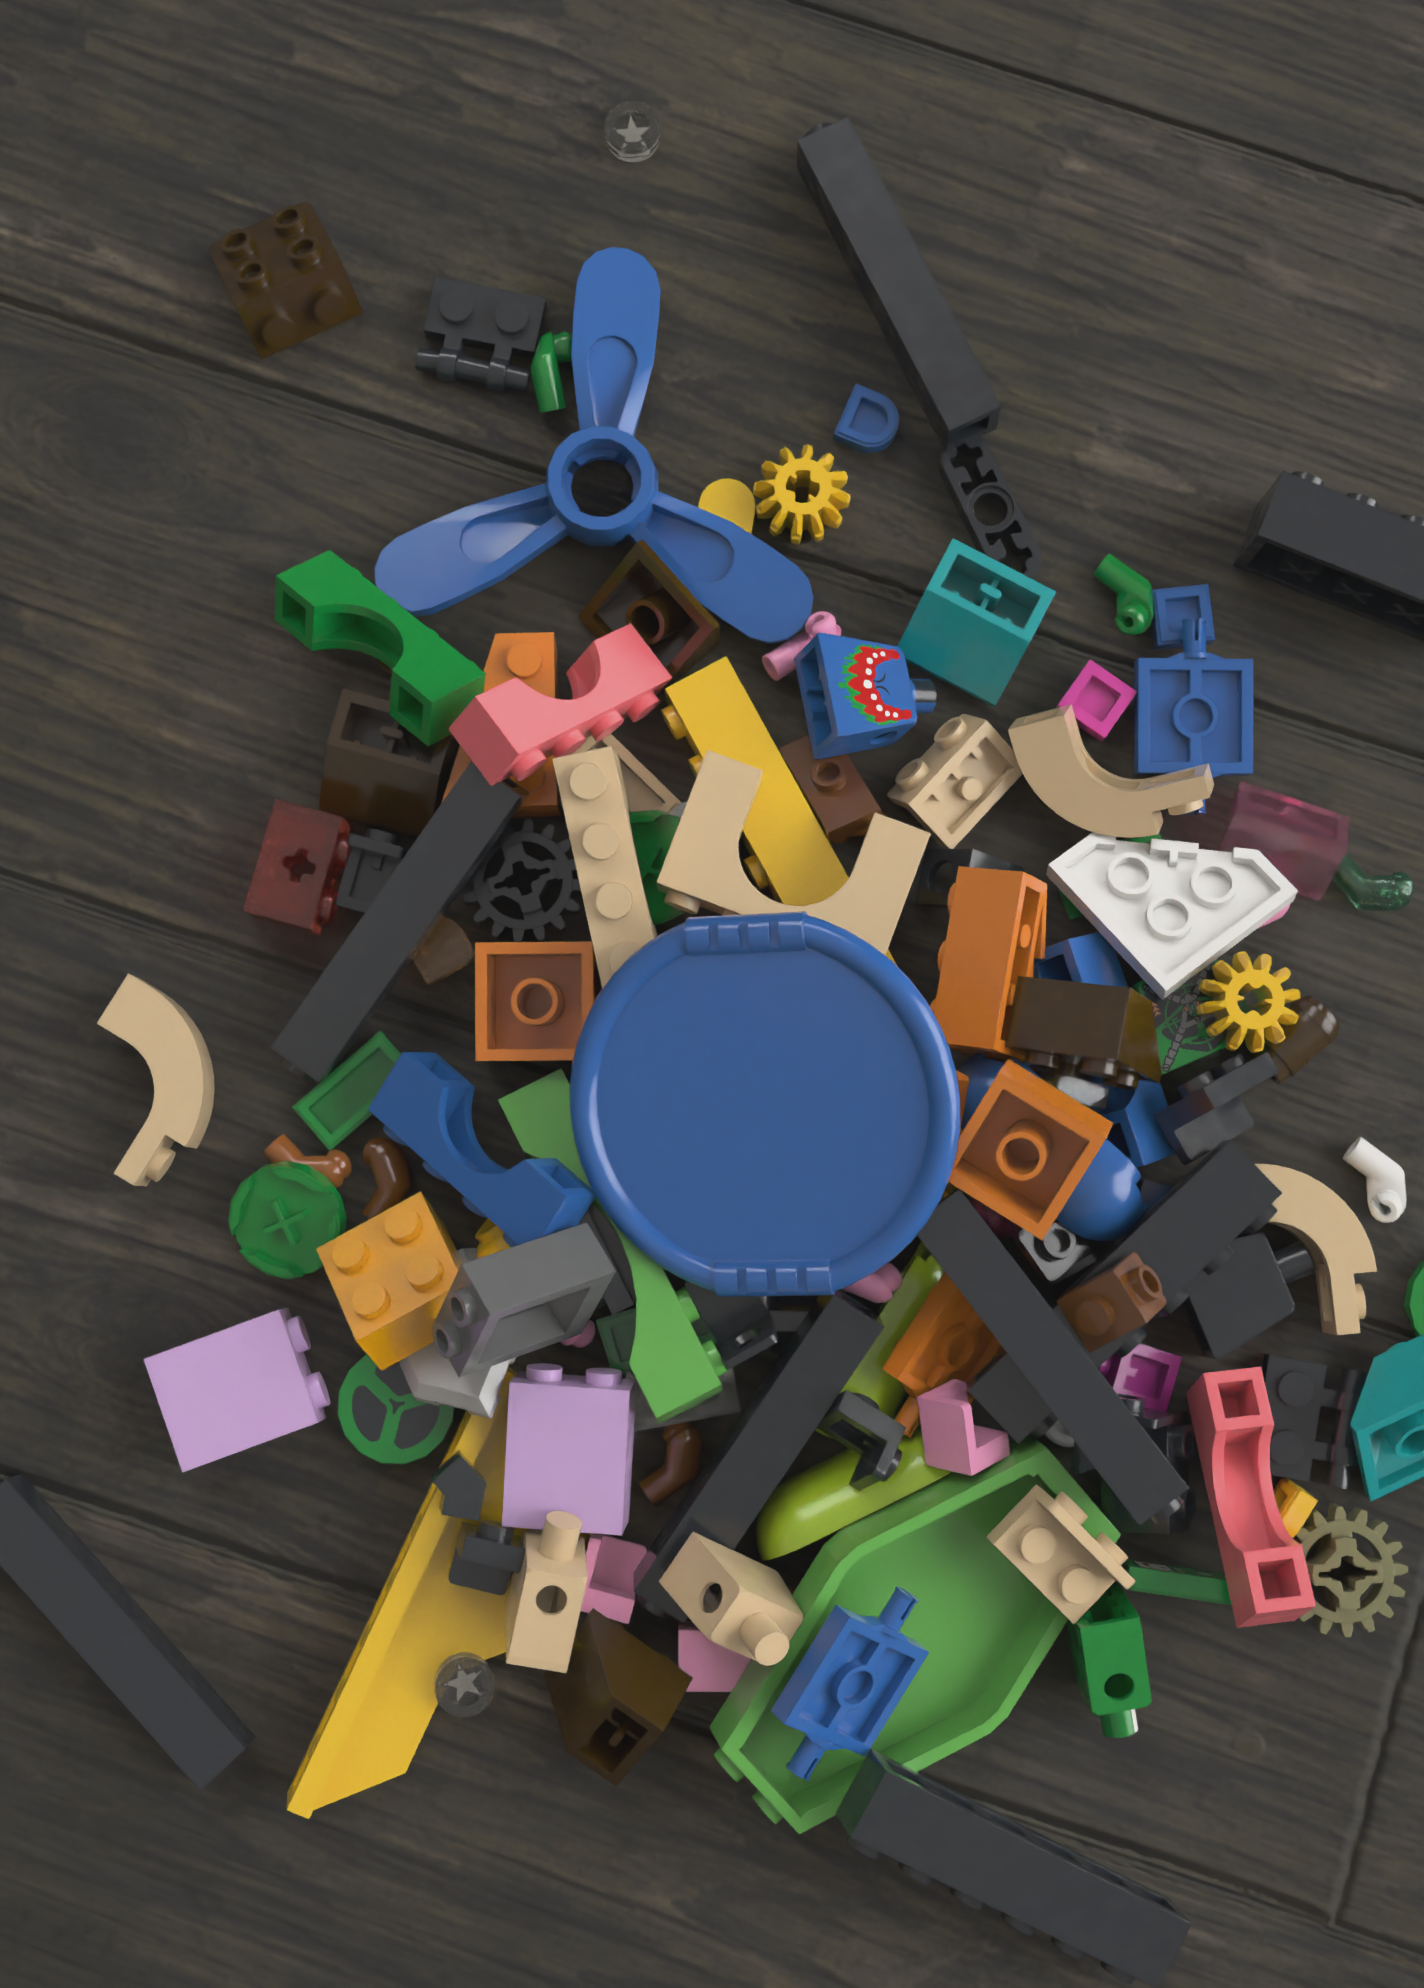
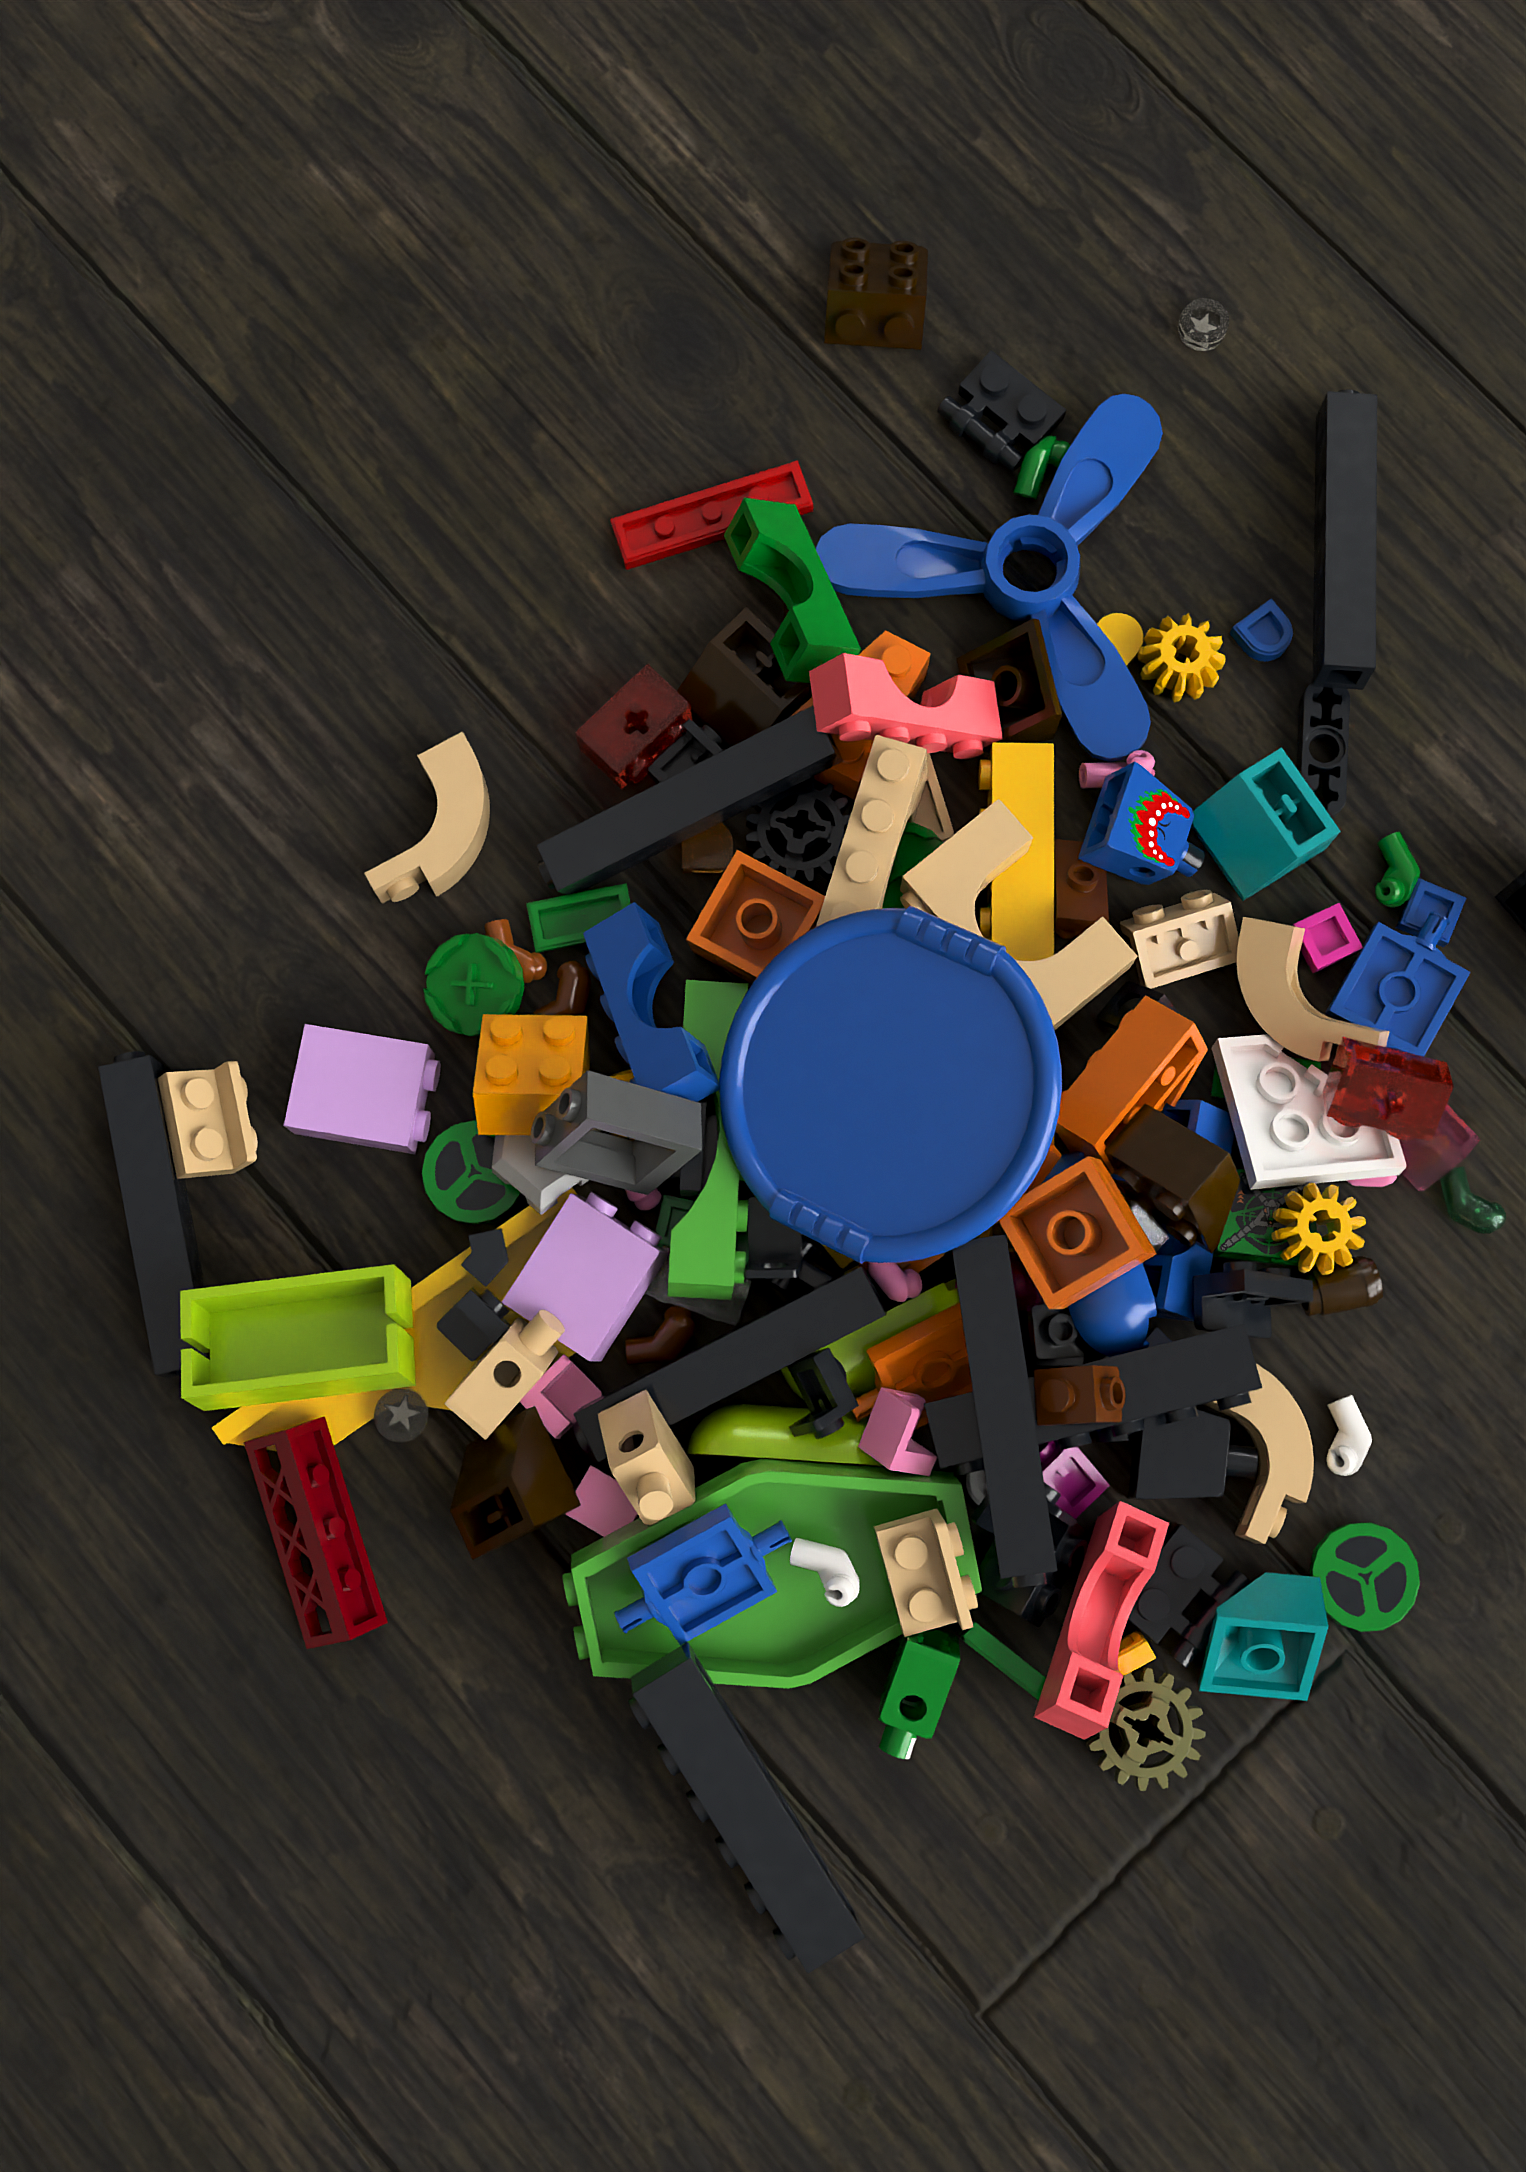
camera: 35 degrees right, 5 degrees down
(102, 1507) = (208, 1121): none -> tan bracket
(242, 605) = (703, 515): none -> red tile
(323, 1680) = (297, 1338): none -> lime piece
(455, 1843) = (323, 1532): none -> dark red fence
(970, 1599) = (833, 1568): none -> white arm
(1241, 829) = (1387, 1090): none -> clear red brick

